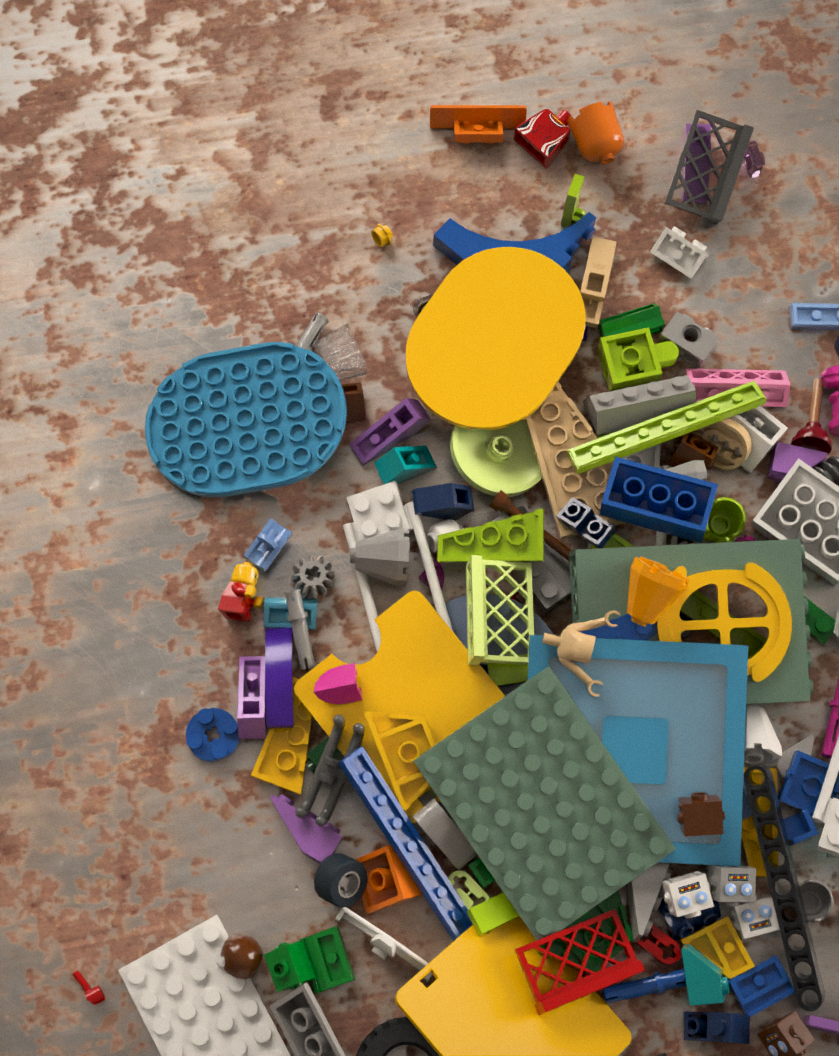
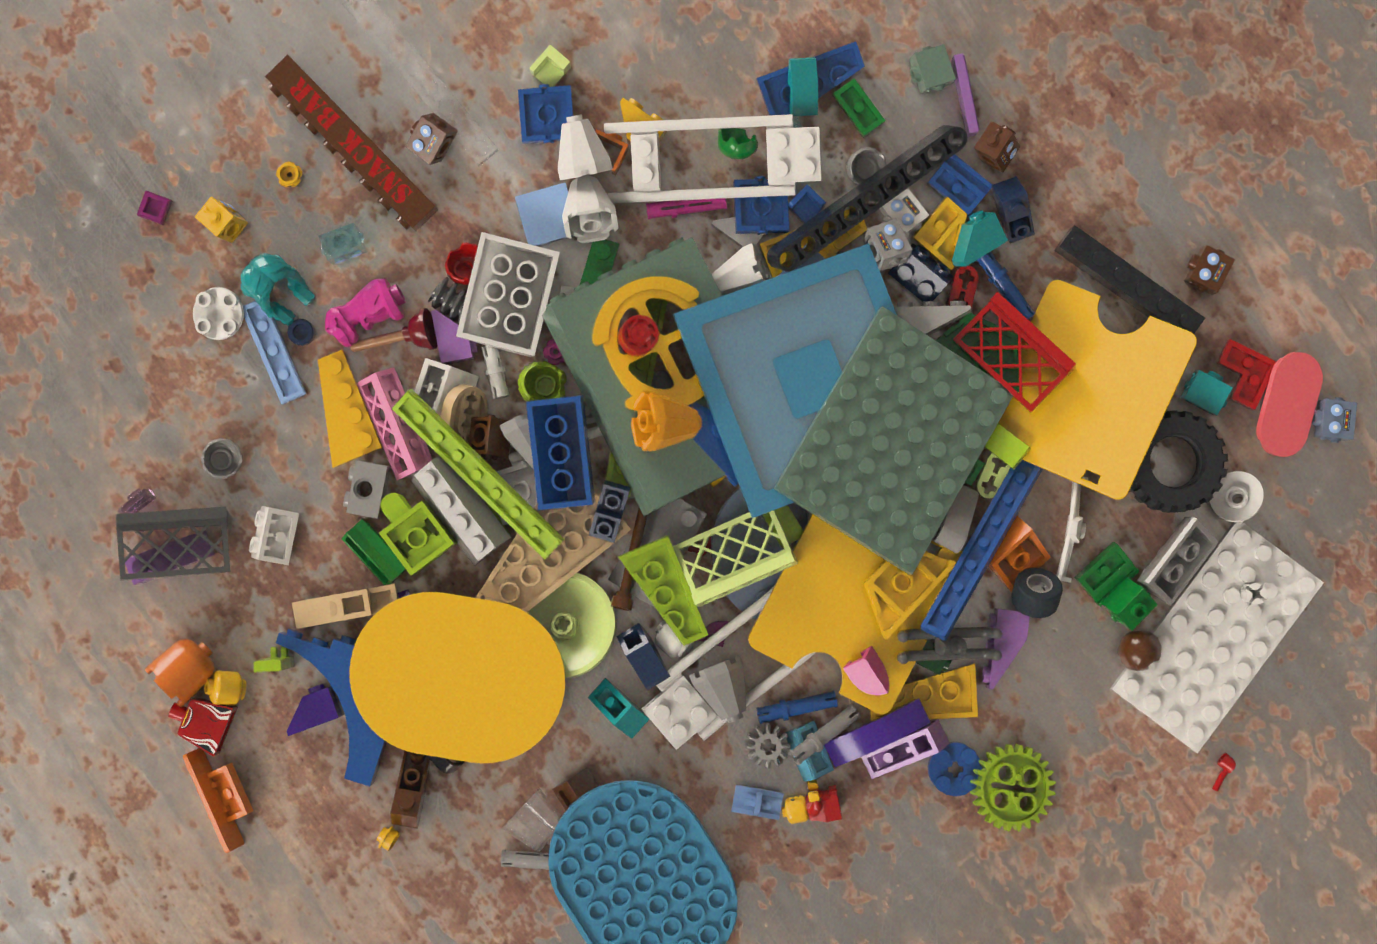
camera: 110 degrees left, 15 degrees up
(151, 764) = (1016, 763): none -> lime gear
(338, 606) = (784, 710): none -> blue pin
(390, 430) = (591, 738): medium lavender slope -> none
(412, 266) = (410, 790): none -> reddish brown slope
(517, 220) = (315, 709): none -> dark purple slope
(567, 160) = (225, 688): none -> yellow head
(578, 646) = (747, 468): tan piece -> none
(687, 894) = (915, 280): white head -> none
(700, 815) = (845, 296): reddish brown head -> none
(741, 603) = (638, 335): none -> red wheel
(748, 488) = (495, 372): none -> white pin
(755, 350) = (347, 418): none -> yellow wing
(764, 236) = (221, 458): none -> light grey hair

